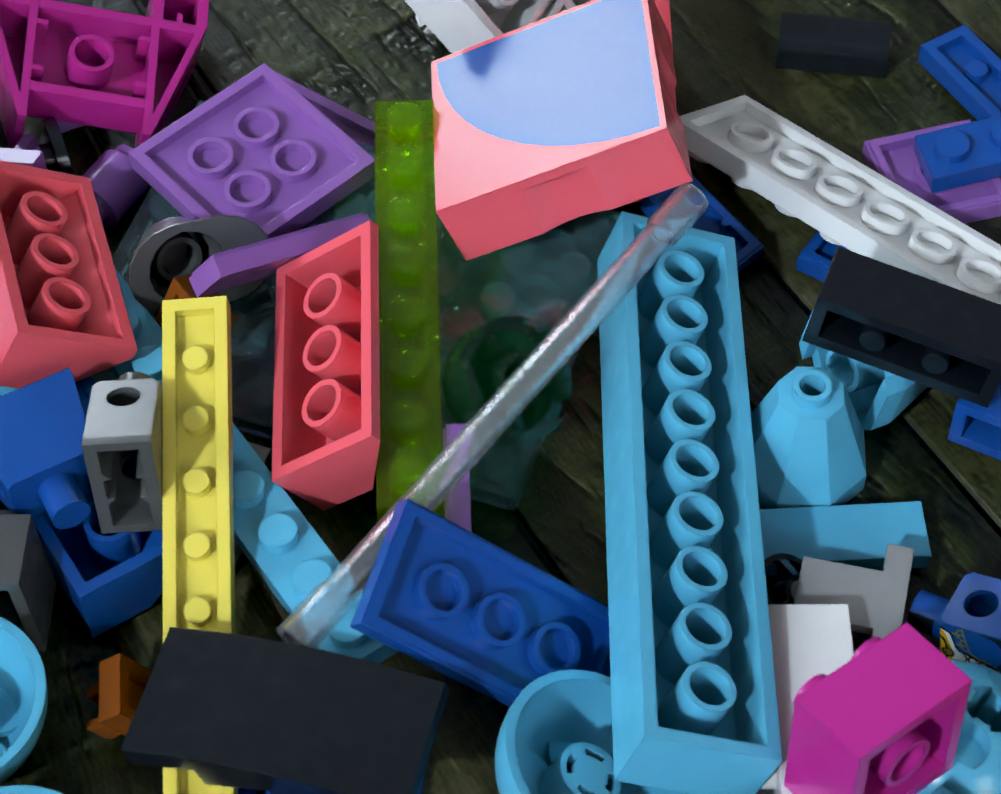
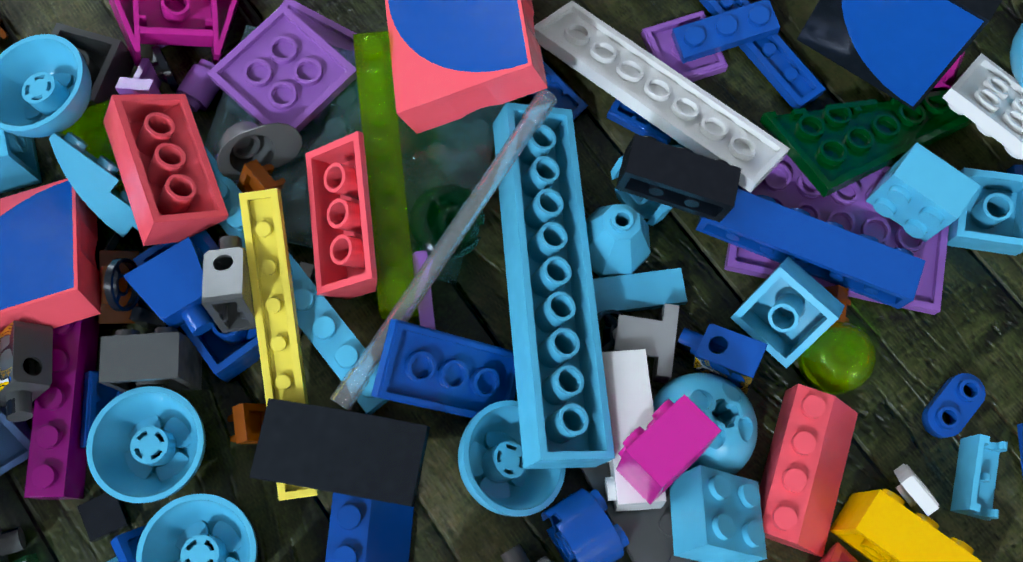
camera: 10 degrees left, 20 degrees up
(262, 258) = (306, 143): medium lavender tile -> none

